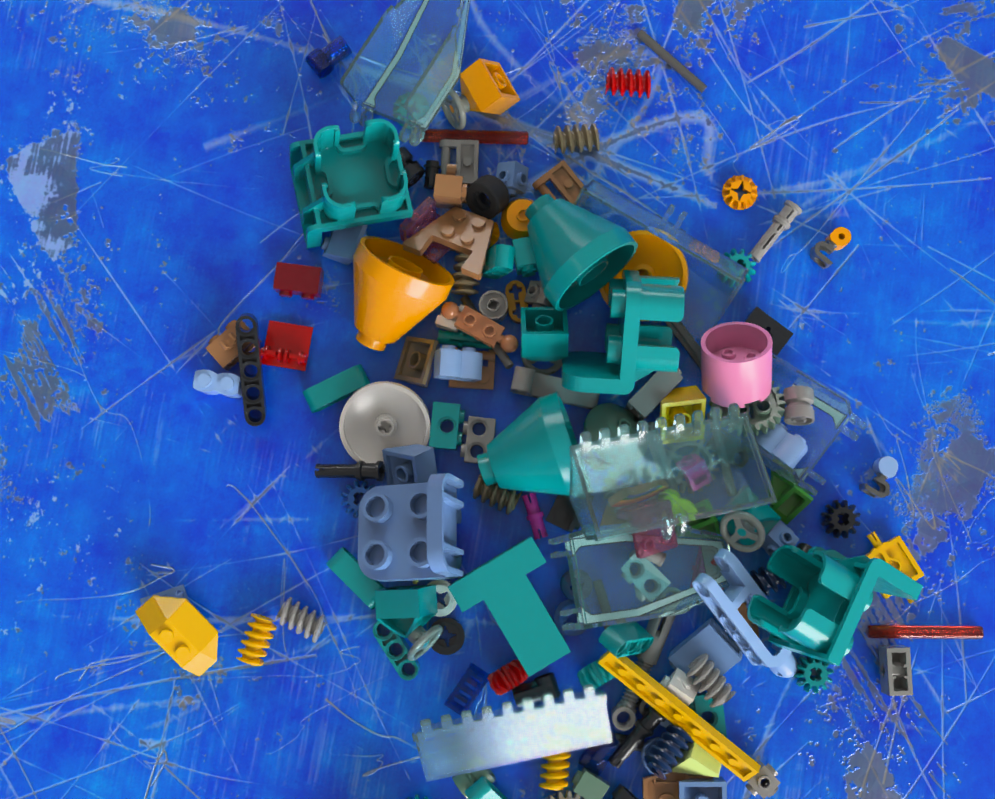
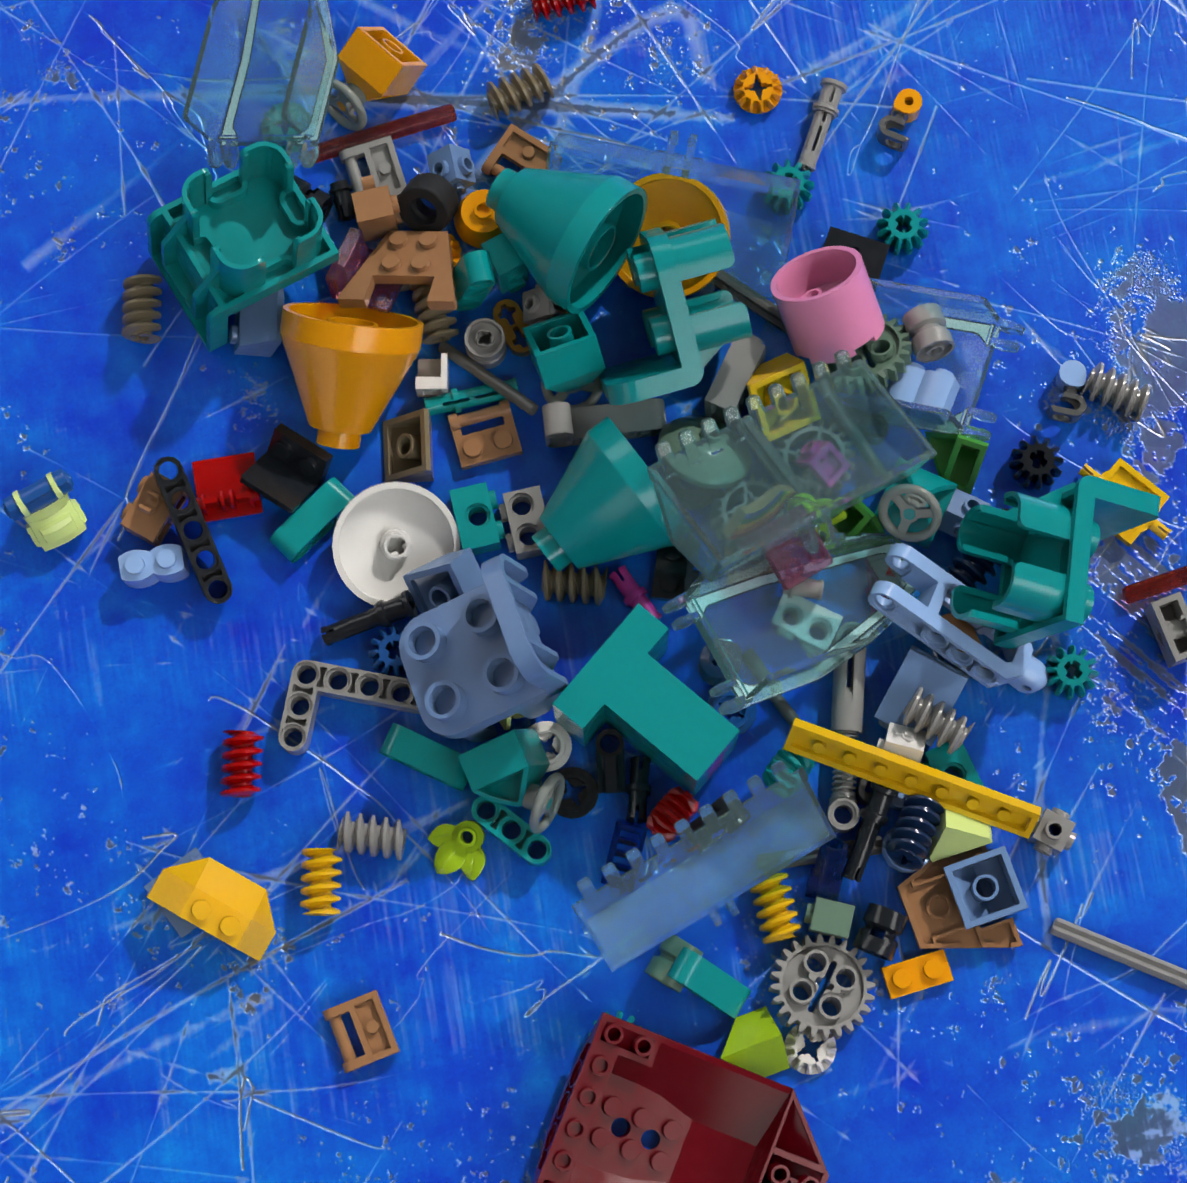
camera: 20 degrees left, 5 degrees down
(159, 322) = (48, 510): none -> yellowish green piece
(232, 539) = (241, 764): none -> red piece
(257, 749) = (371, 1026): none -> medium nougat plate
(269, 203) = (139, 308): none -> dark tan piece
(298, 280) = (213, 396): dark red brick -> none
(304, 505) = (322, 687): none -> light grey beam
(323, 60) = (148, 99): clear blue piece -> none
(329, 349) = (288, 469): none -> black bracket
(354, 648) = (456, 852): none -> lime plate
(458, 364) = (465, 430): light blue brick -> none
(477, 628) = (610, 765): none -> black piece
(479, 327) = (476, 372): nougat plate -> none
(490, 651) = (638, 789): none -> black pin
(626, 639) = (809, 703): teal beam -> none
(807, 332) = (905, 240): none -> teal gear
(915, 488) = (1117, 390): none -> light grey piece

